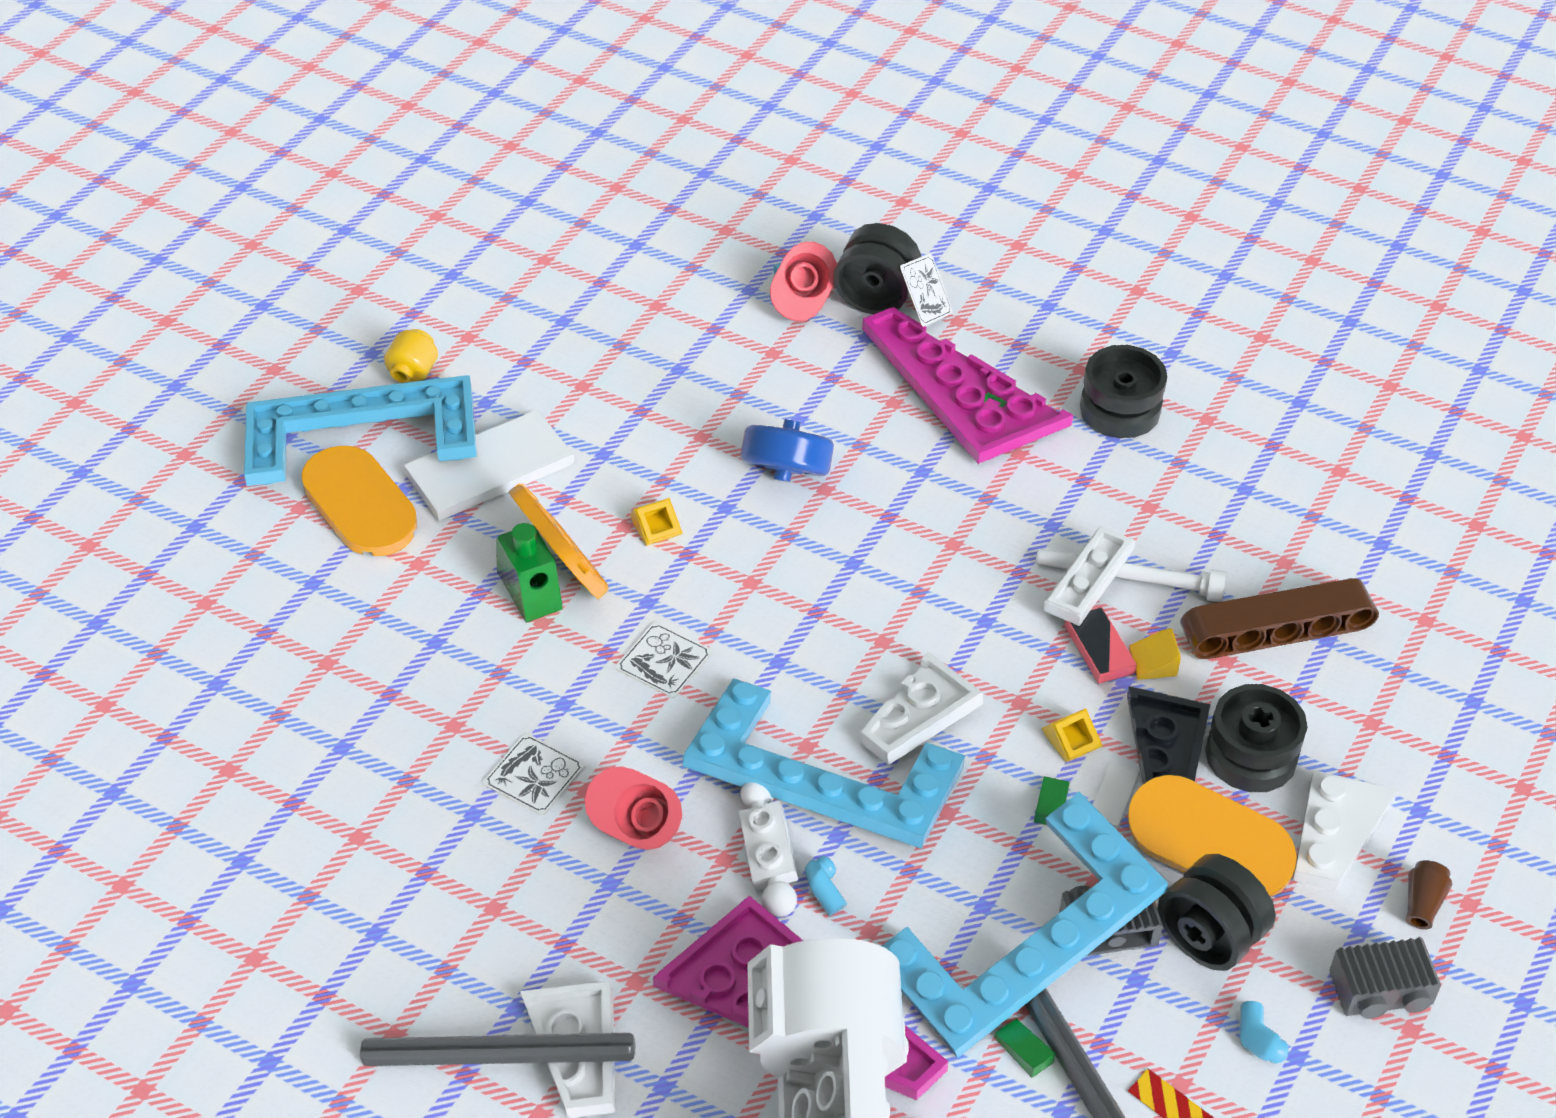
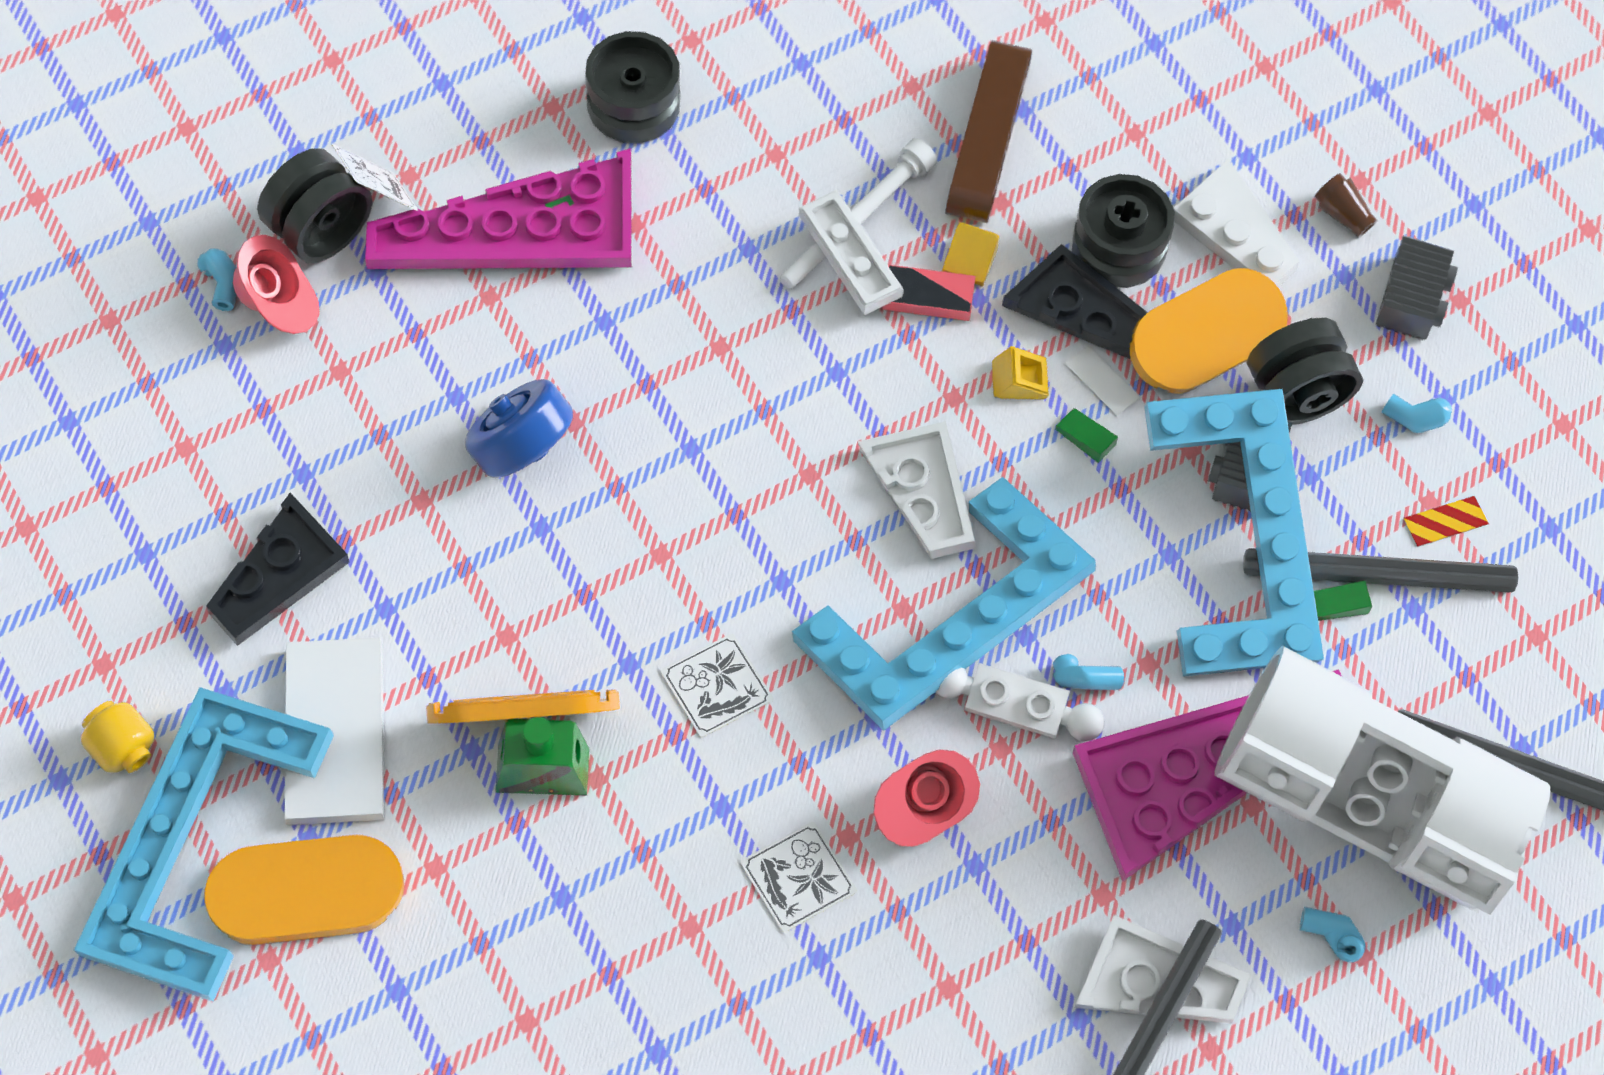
camera: 65 degrees left, 15 degrees up
(596, 386) = (279, 571): none -> black wing
(656, 521) = (525, 602): yellow slope -> none

